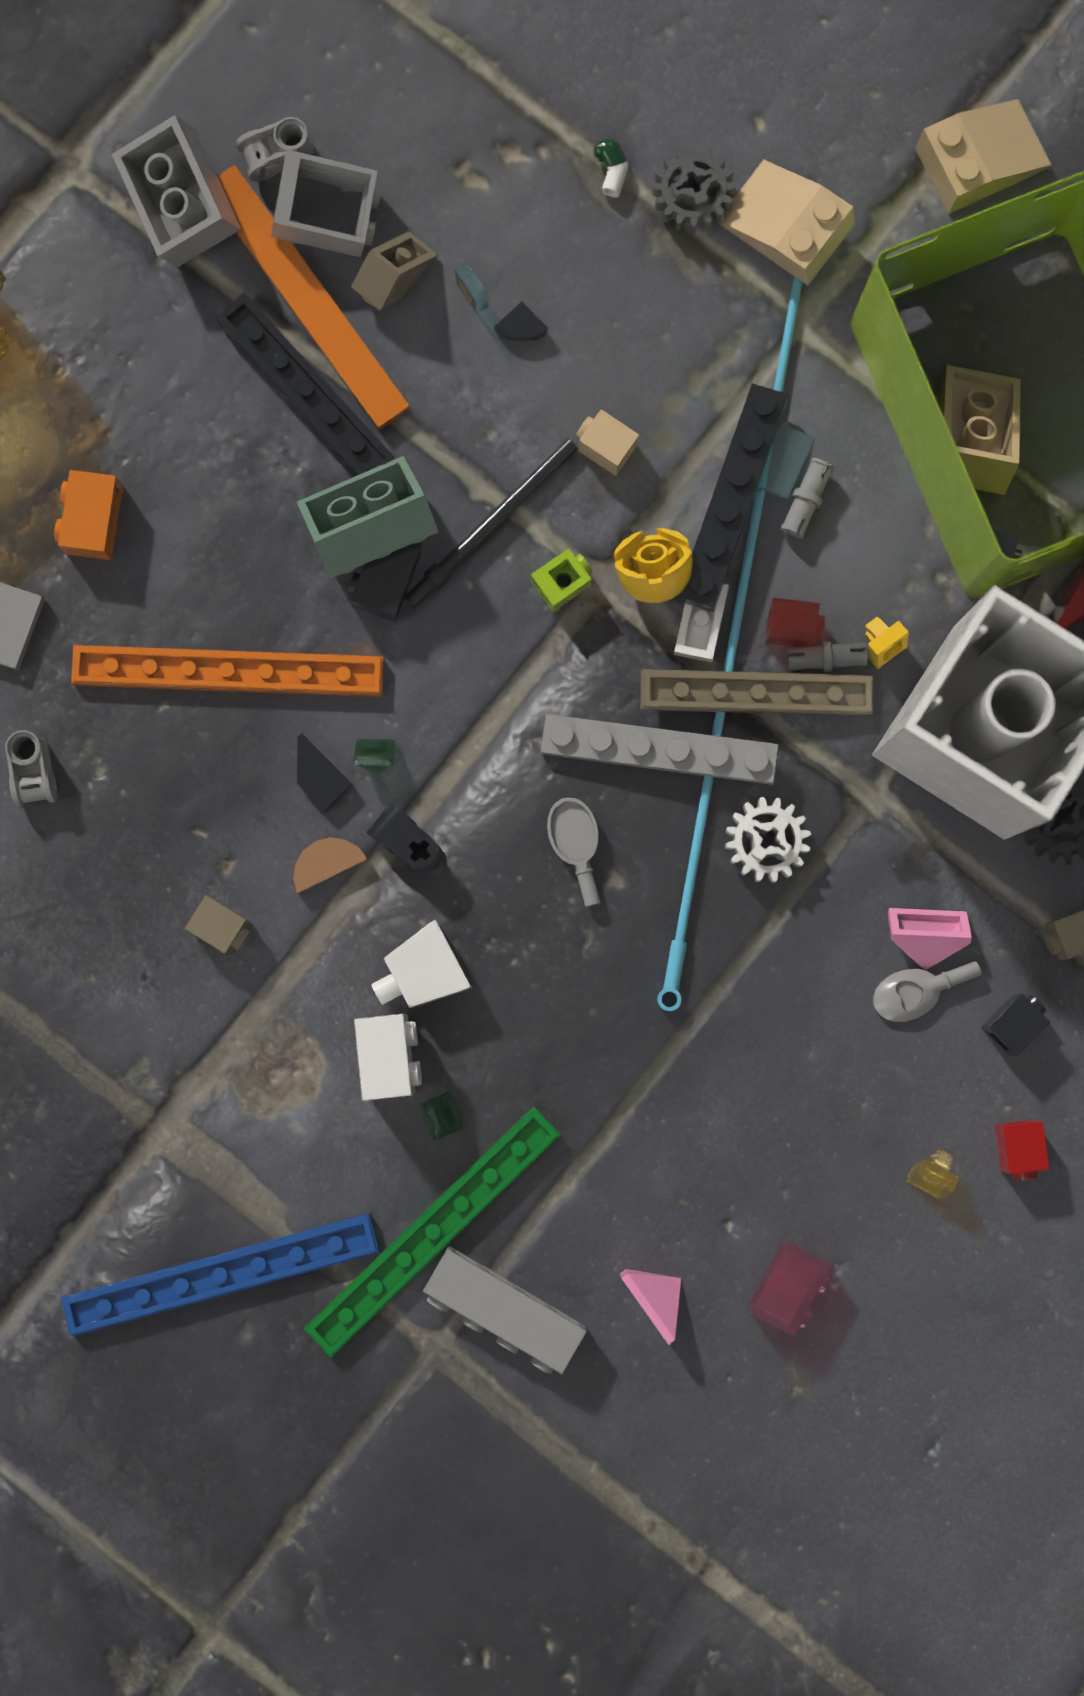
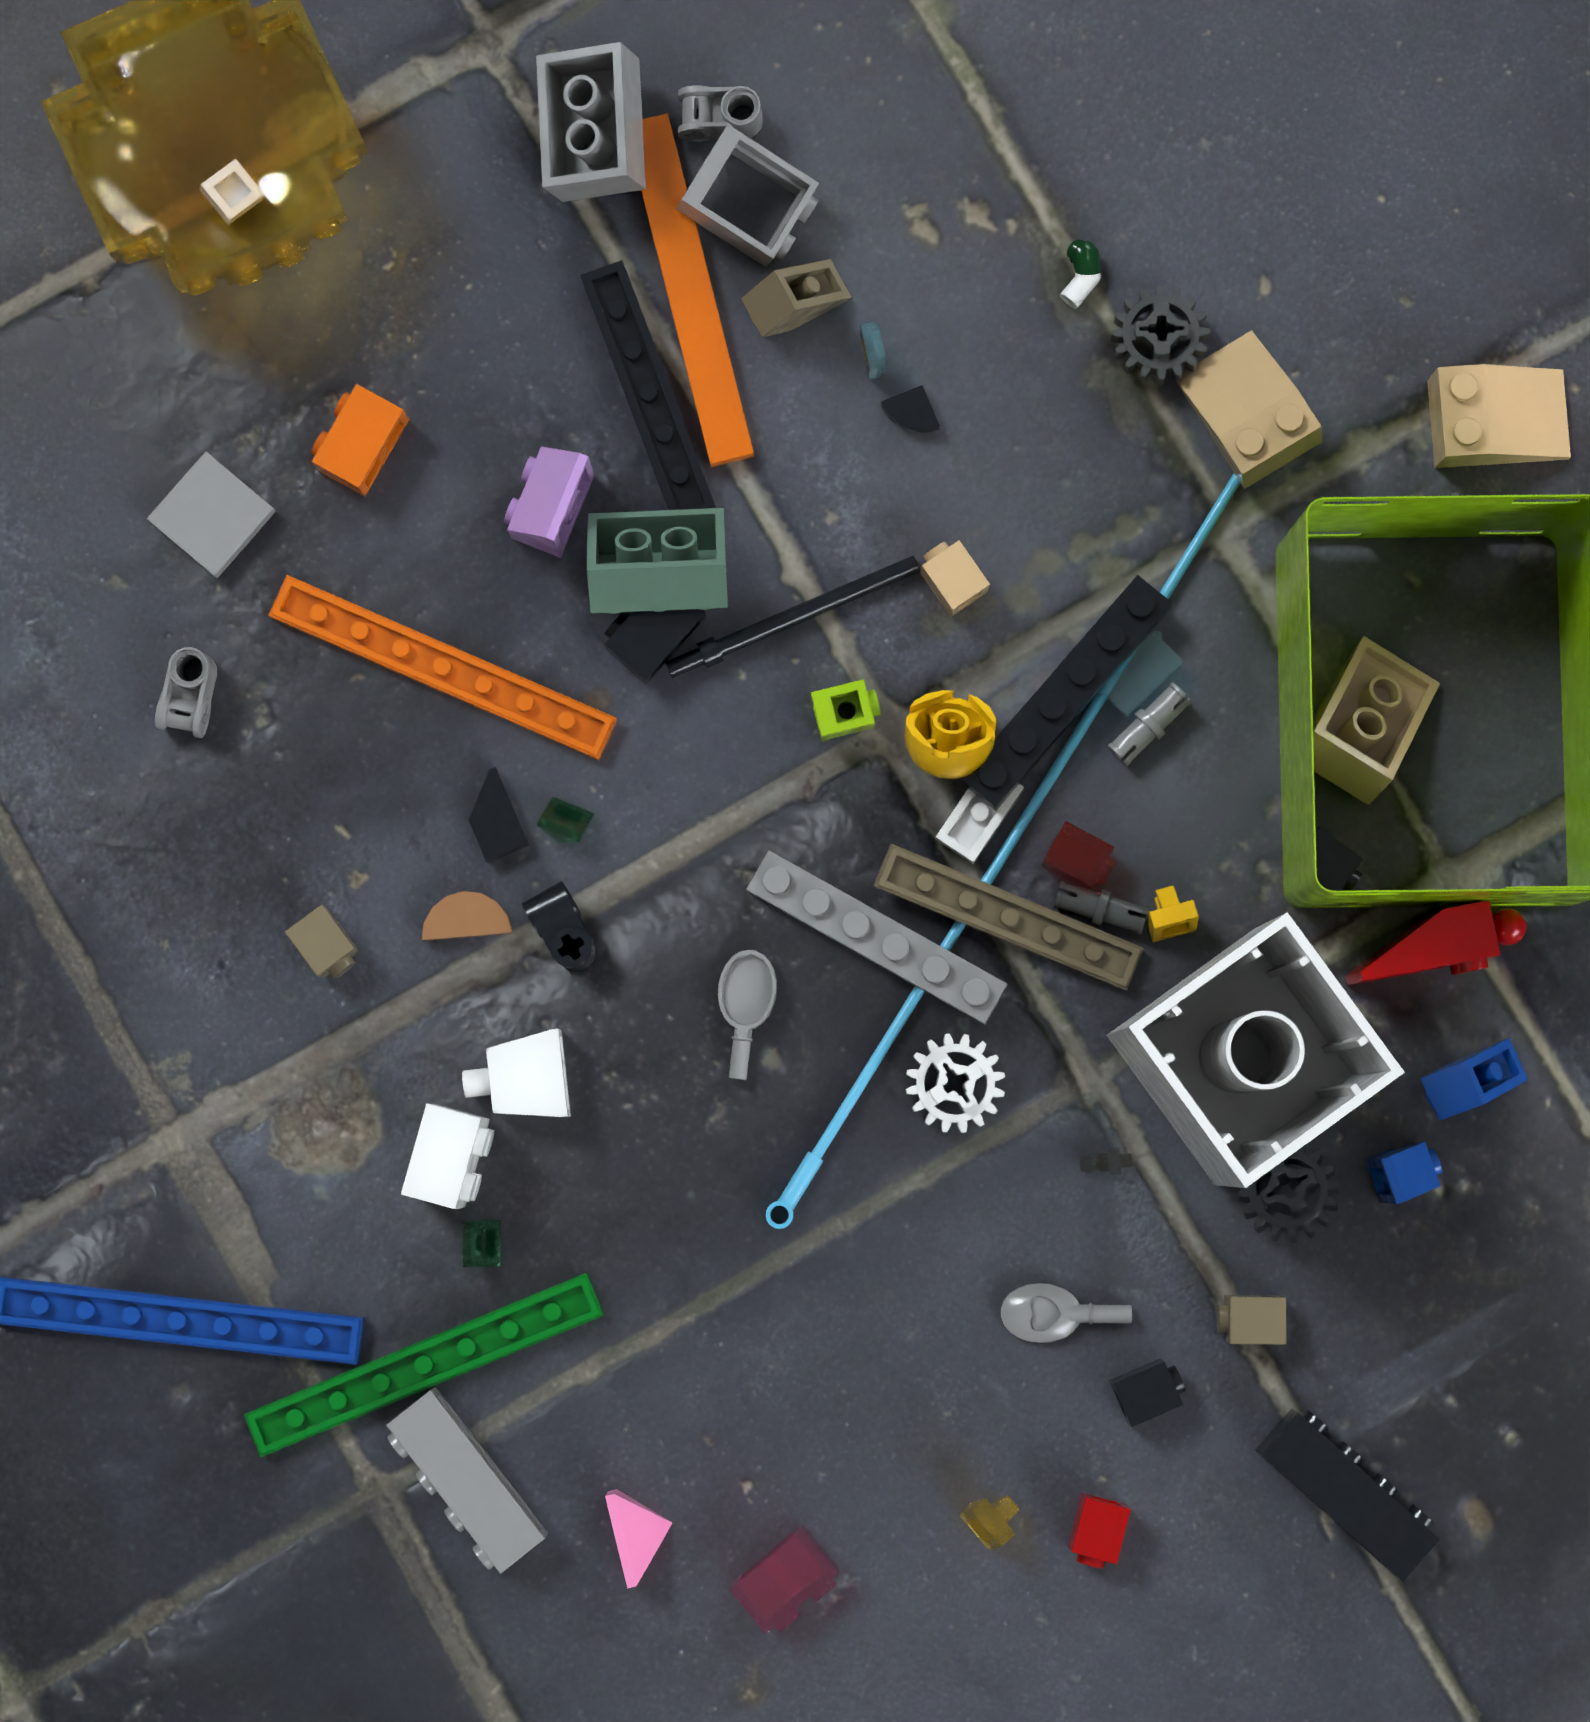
camera: 25 degrees right, 0 degrees up
(261, 502) = (550, 500): none -> lavender slope
(929, 934) = (1091, 1256): bright pink slope -> none

